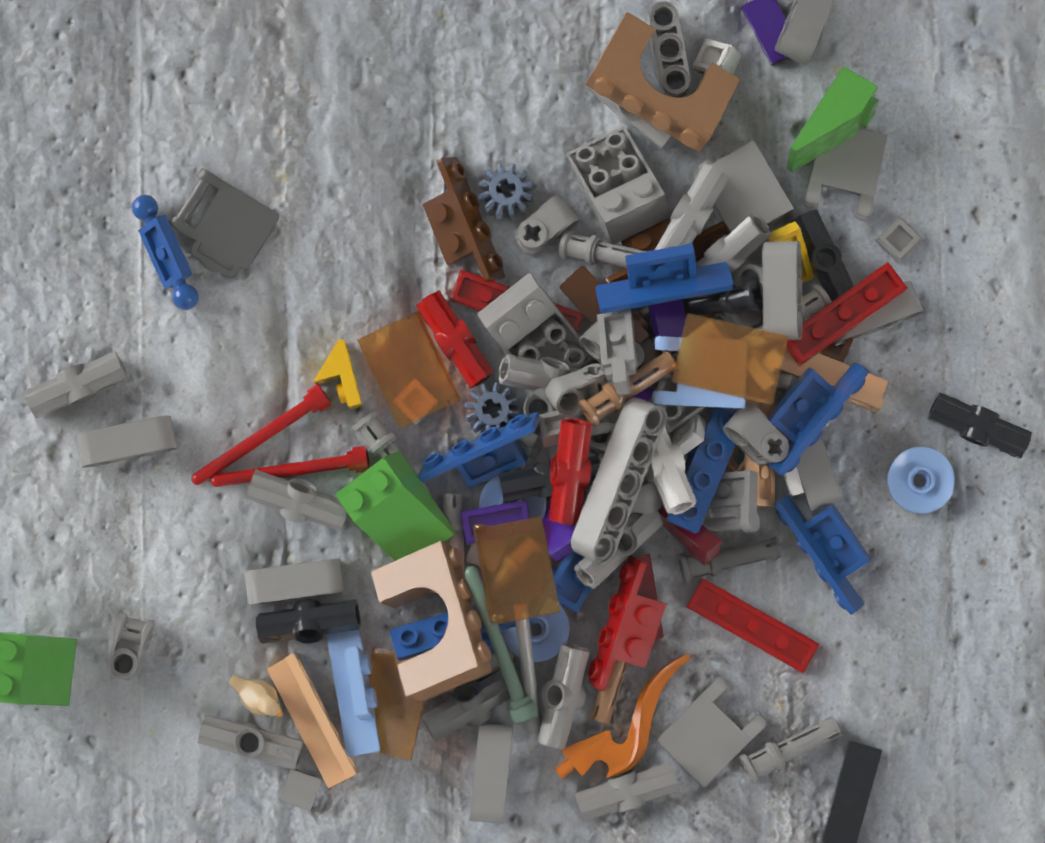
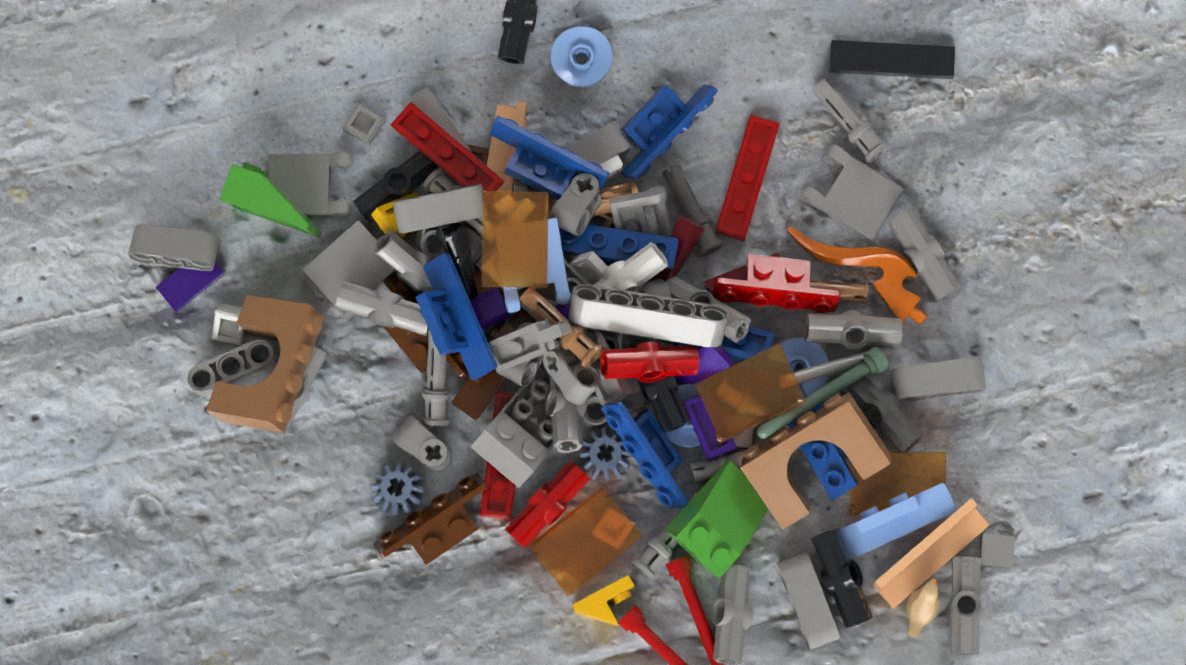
camera: 100 degrees left, 5 degrees down
(619, 185) = (368, 386): light grey slope -> none

